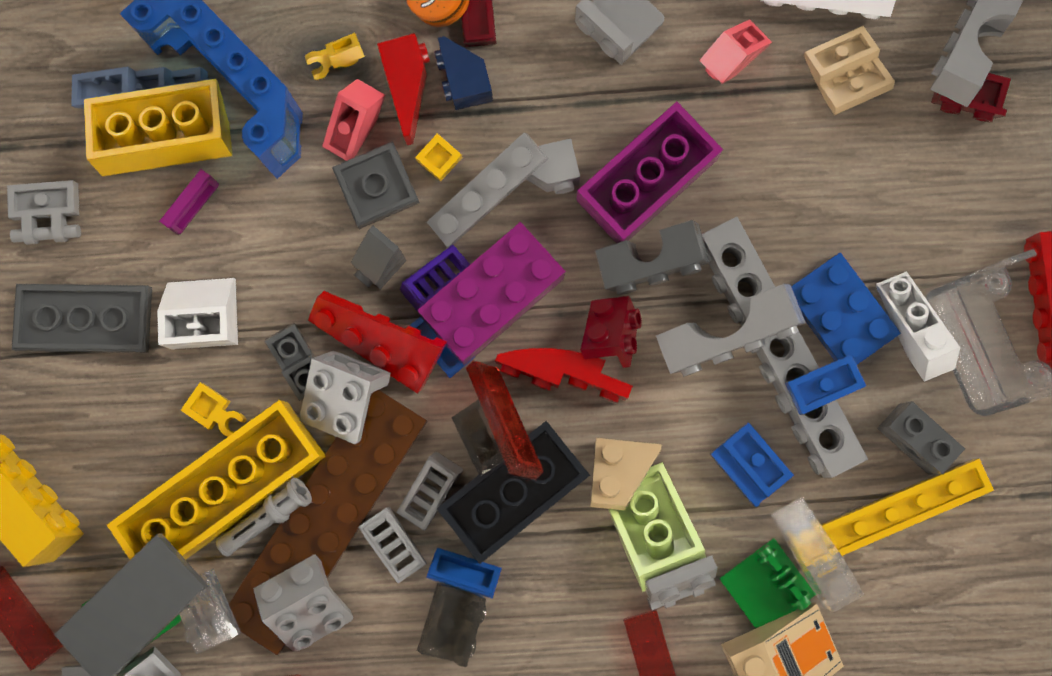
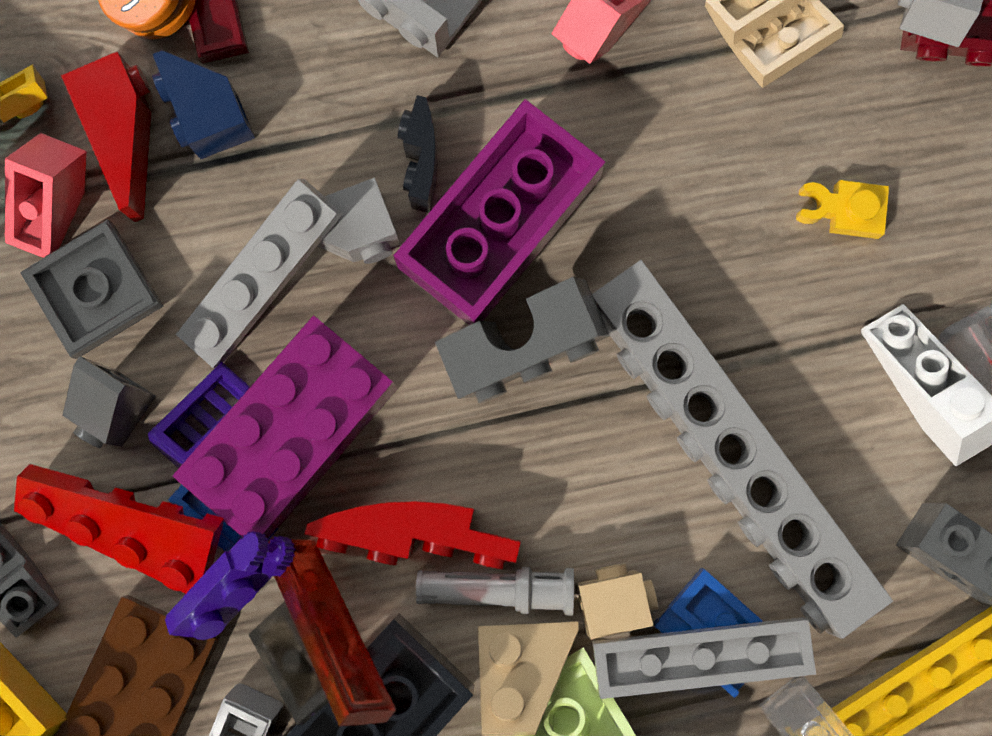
camera: 15 degrees left, 0 degrees up
(340, 394) = (70, 619): light grey bracket -> none
(438, 157) = (182, 234): yellow plate -> none
(443, 385) = (229, 585): none -> dark purple hinge
(603, 114) = (419, 144): none -> black slope
(611, 329) = (477, 460): dark red bracket -> none
(628, 418) = (522, 590): none -> light grey pin
(688, 434) = (616, 601): none -> tan brick
(740, 476) = (704, 657): none -> light grey plate
(769, 315) = (712, 405): light grey arch -> none
(825, 384) = (812, 499): blue plate -> none
(843, 311) = (818, 380): blue plate -> none
(882, 203) = (852, 208): none -> yellow plate

